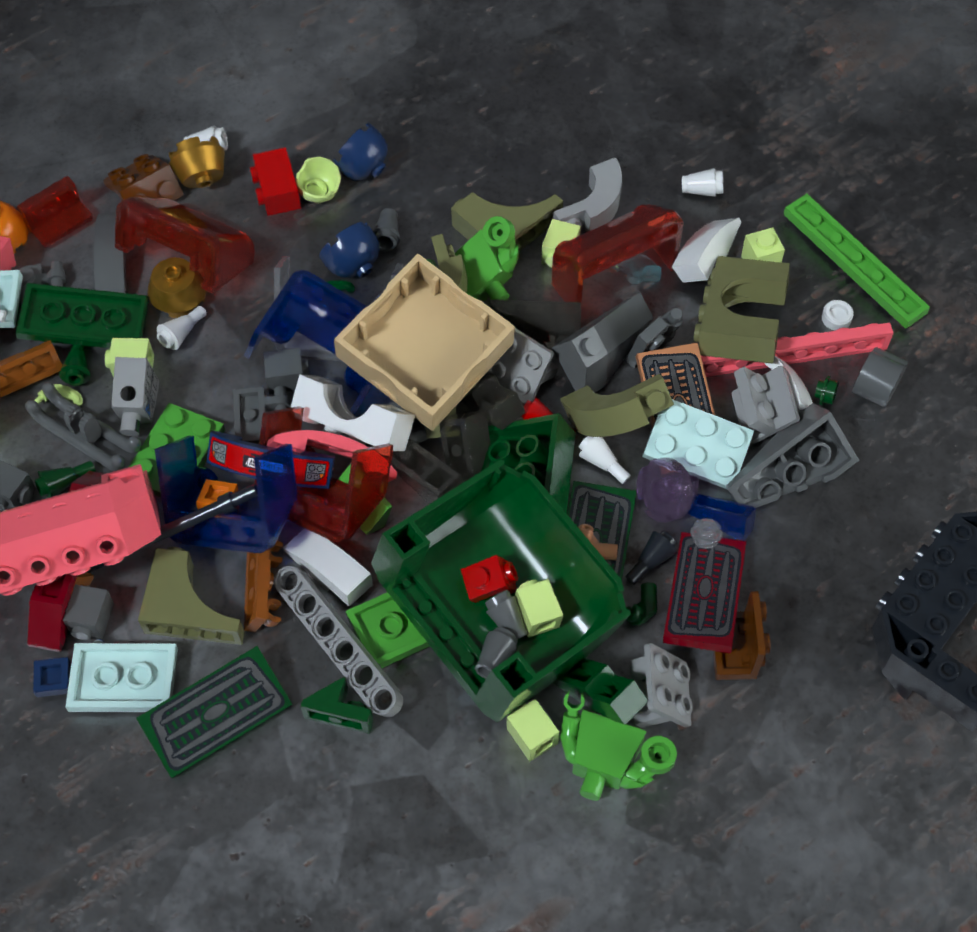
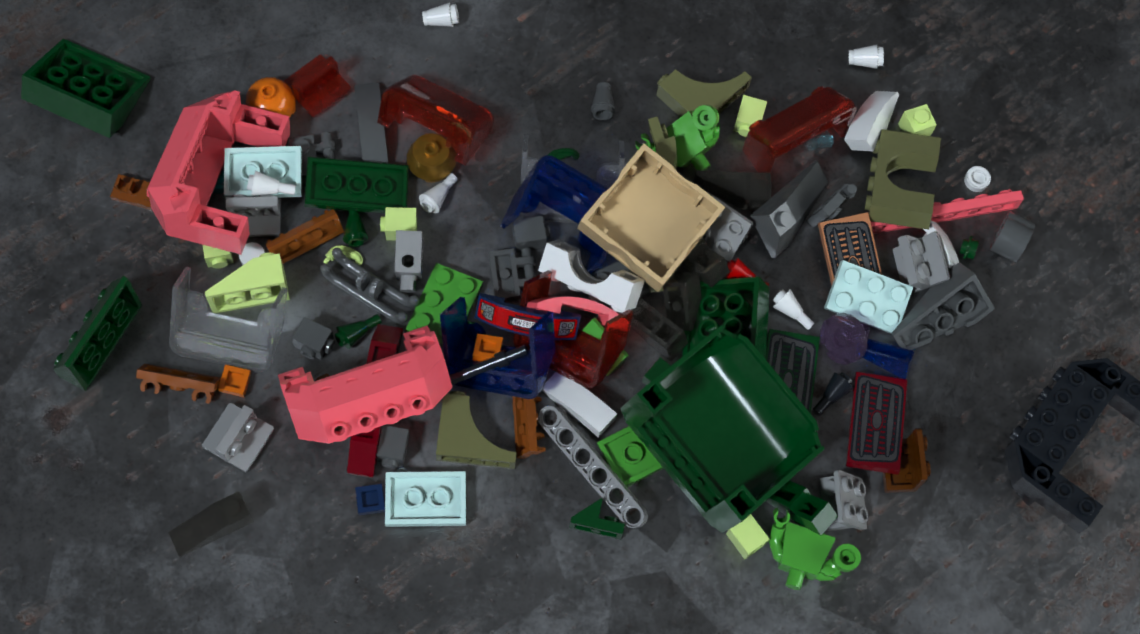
camera: 10 degrees left, 10 degrees up
(144, 178) = (391, 57): reddish brown bracket -> none
(198, 162) = (439, 40): pearl gold cone -> none
(214, 711) = (501, 526): tile -> none
(276, 181) = (505, 55): red brick -> none
(318, 179) = (542, 55): yellowish green hair -> none
(353, 252) = (578, 126): dark blue cylinder -> none
(363, 154) = (579, 32): dark blue cylinder -> none
(489, 578) = (711, 417): red bracket -> none
(497, 648) = (720, 476): dark grey cone -> none
(506, 613) = (725, 446): dark grey cone -> none
(538, 607) = (749, 440): yellowish green brick -> none
(602, 203) = (786, 63): light grey arch -> none
(608, 551) = (799, 390): nougat arm -> none
(618, 412) = (803, 276): olive arch -> none
(646, 607) = (831, 432): dark green arm -> none
(706, 533) = (876, 379): clear plate -> none
(856, 261) = (992, 129): bright green plate -> none

